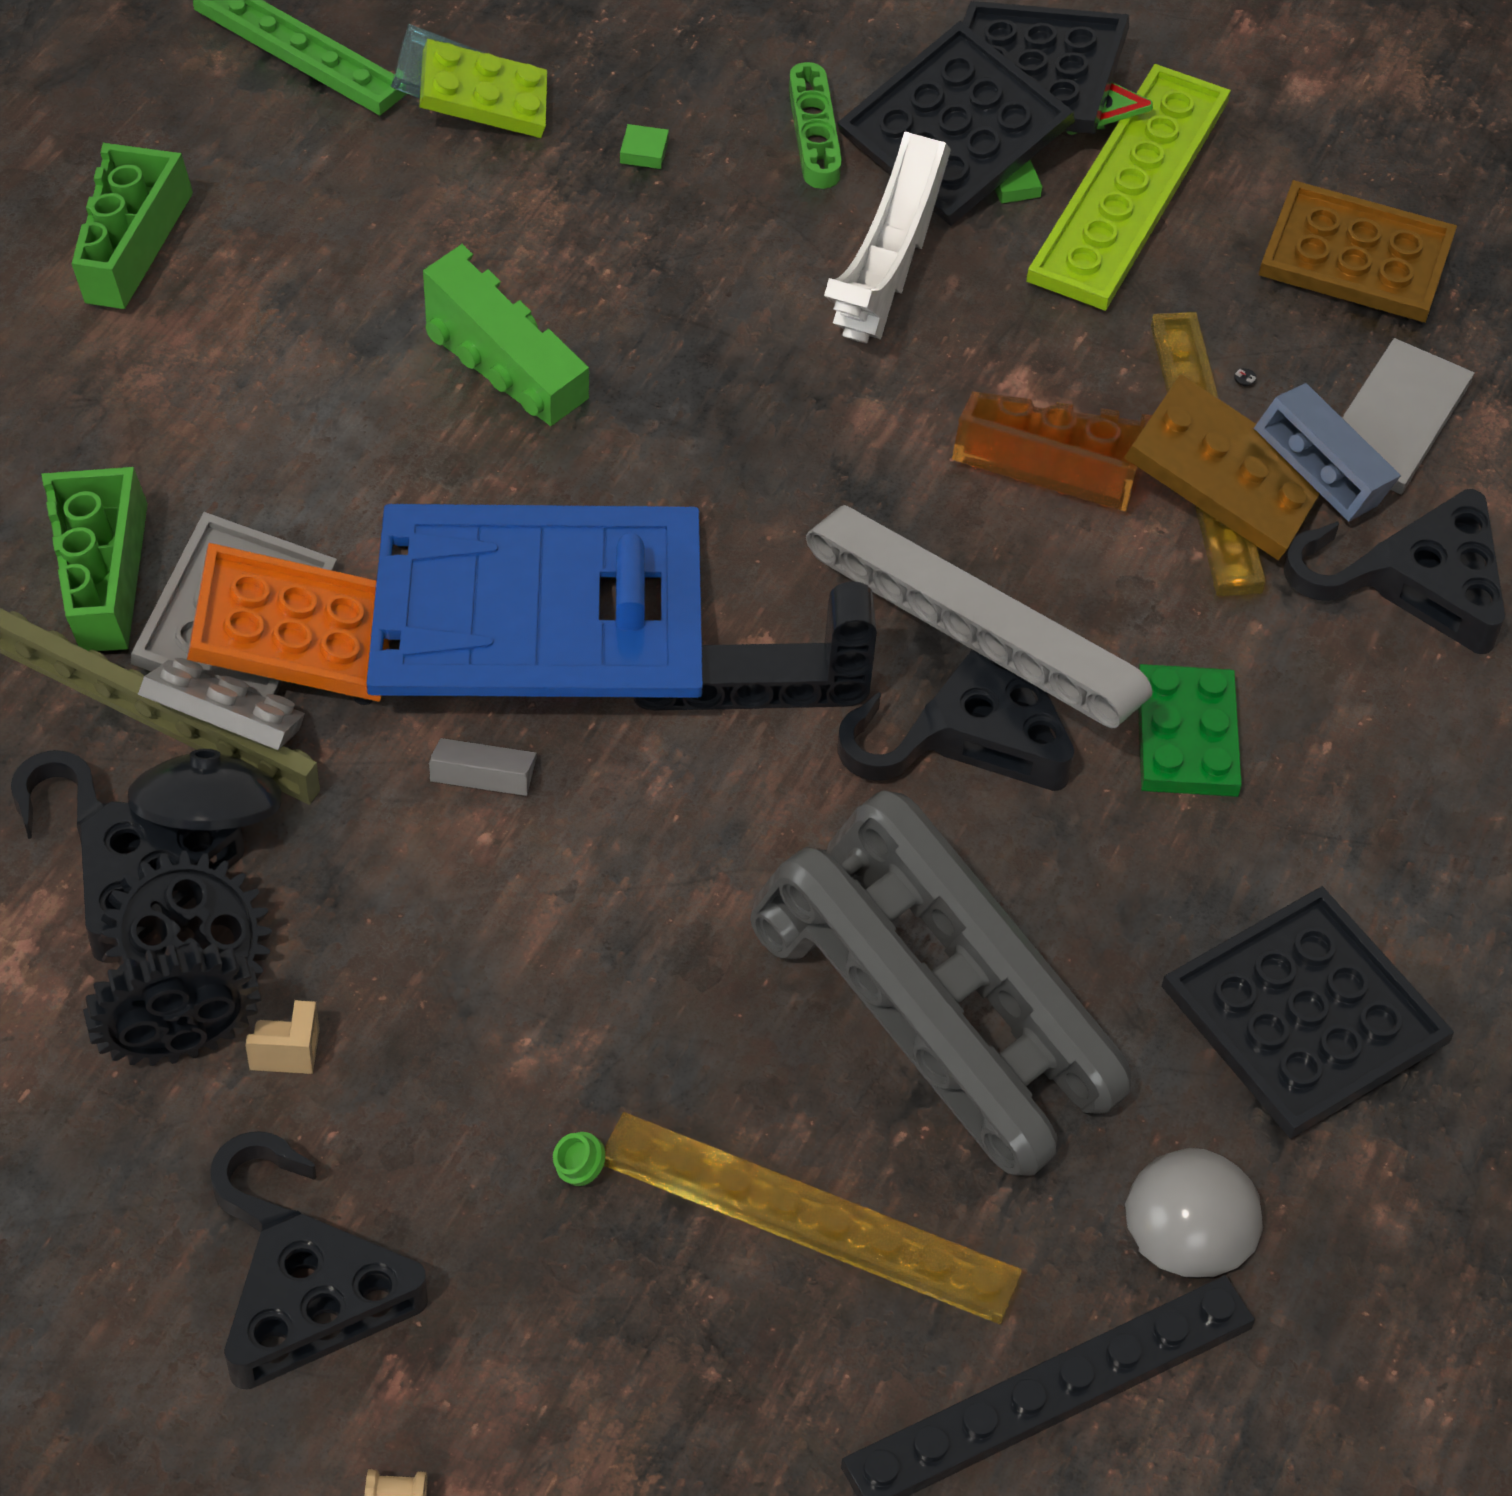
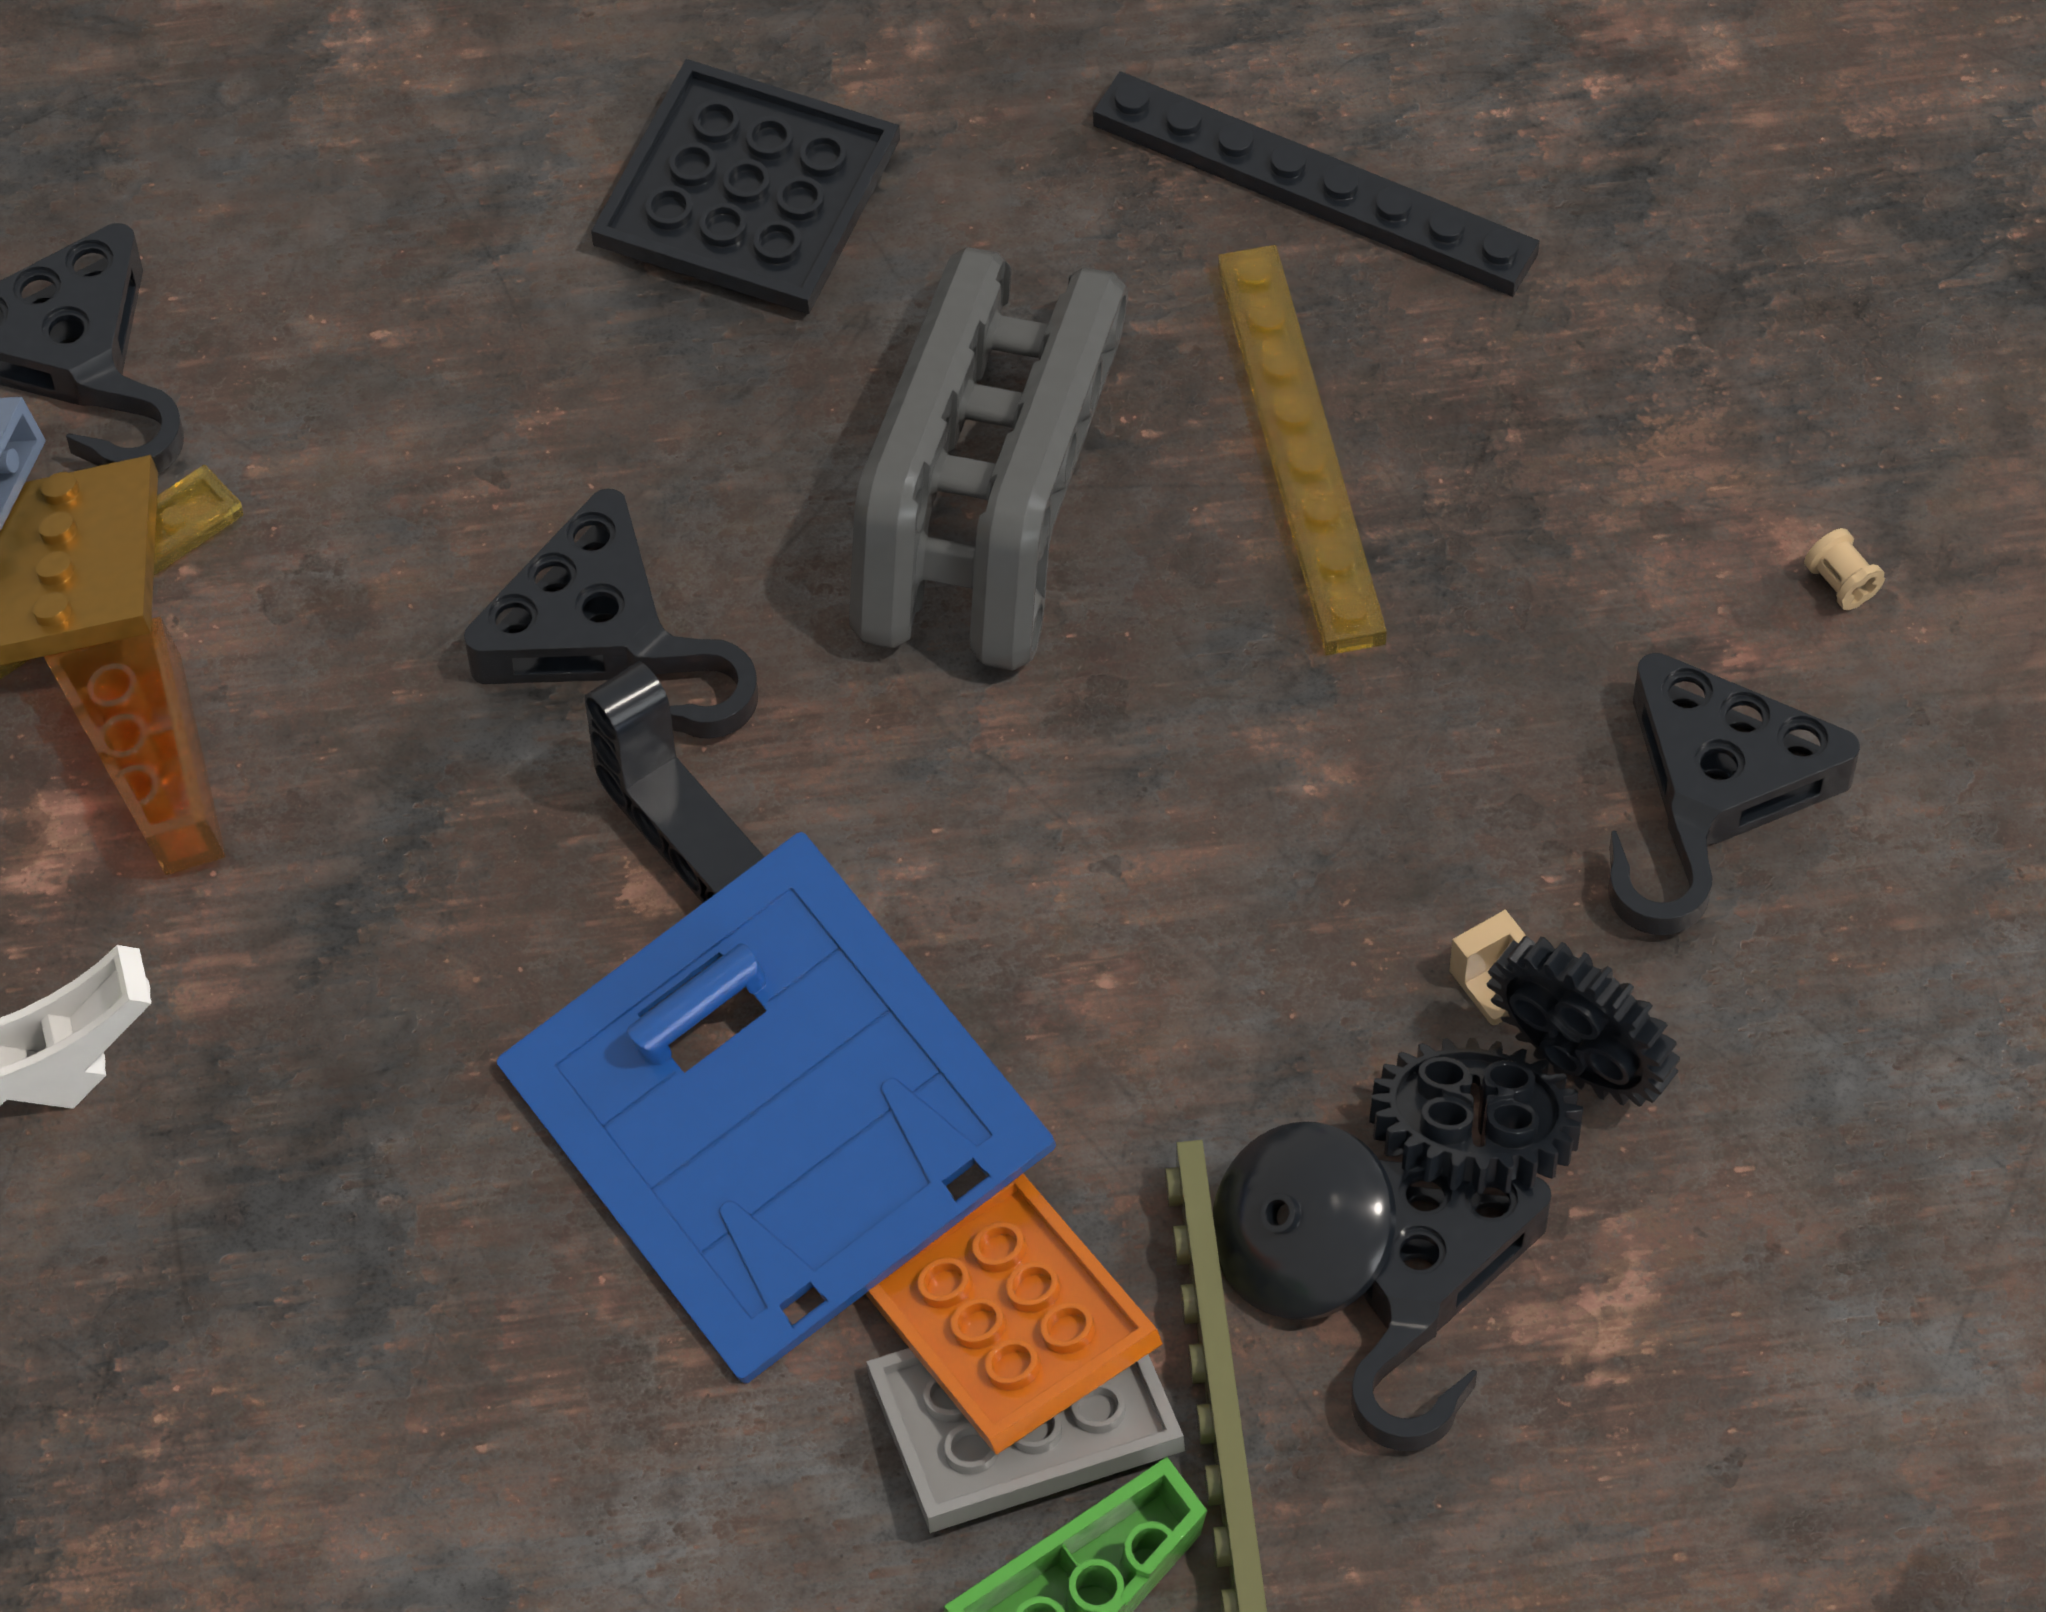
camera: 120 degrees left, 5 degrees up
(222, 702) = (1186, 1278): light grey plate -> none
(482, 766) = (1024, 1030): light grey slope -> none
(501, 338) = (403, 1407): bright green wedge -> none
(579, 1158) = (1406, 645): bright green plate -> none
(980, 617) = (491, 660): light grey beam -> none
(1190, 731) = (458, 449): green plate -> none
(1194, 1213) = (1048, 167): light grey cylinder -> none

